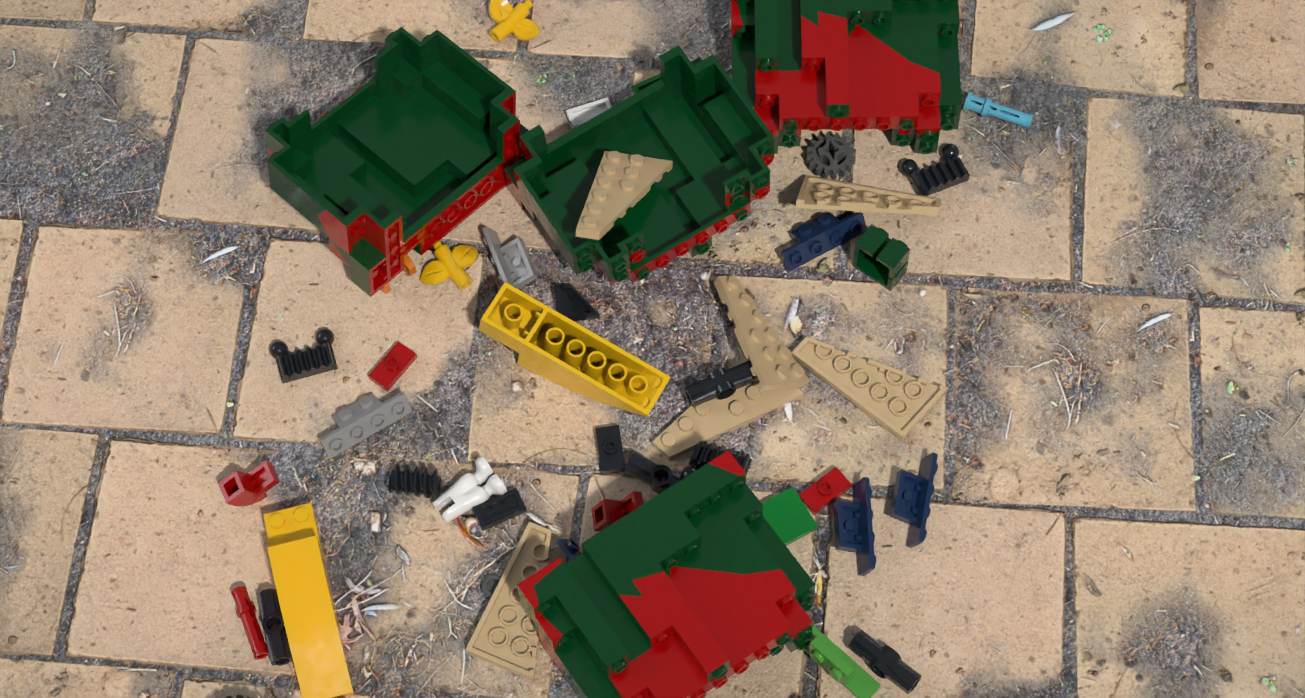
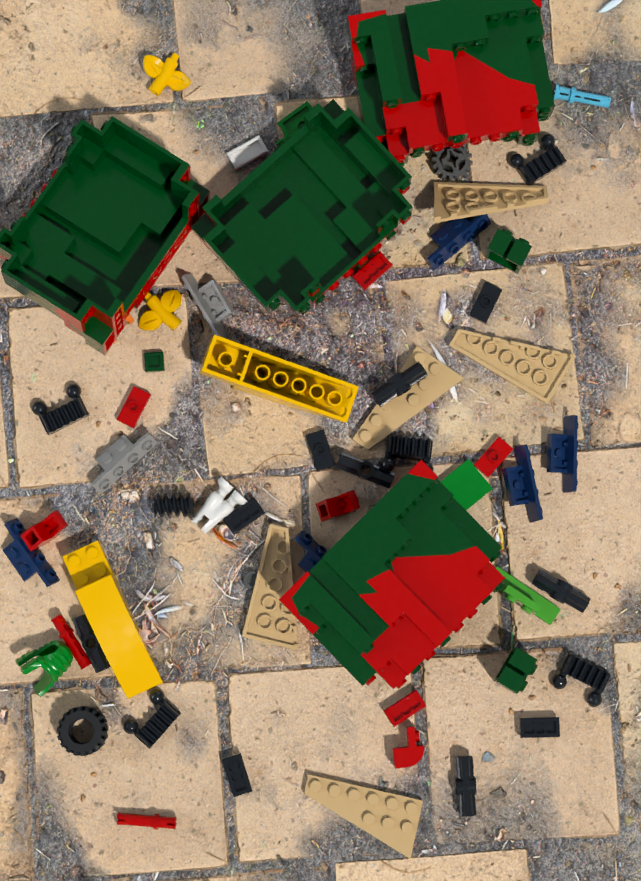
camera: 10 degrees left, 20 degrees up
(218, 517) = (25, 561): none -> dark blue bracket
(223, 638) = (53, 657): none -> green hair
(429, 320) = (154, 362): none -> dark green tile
(573, 304) = (267, 331): black slope -> none
(617, 186) = (289, 231): tan wing -> none
(713, 259) = (372, 271): none -> red plate
(758, 341) = (423, 342): tan wing -> none
(845, 315) = (485, 302): none -> black plate

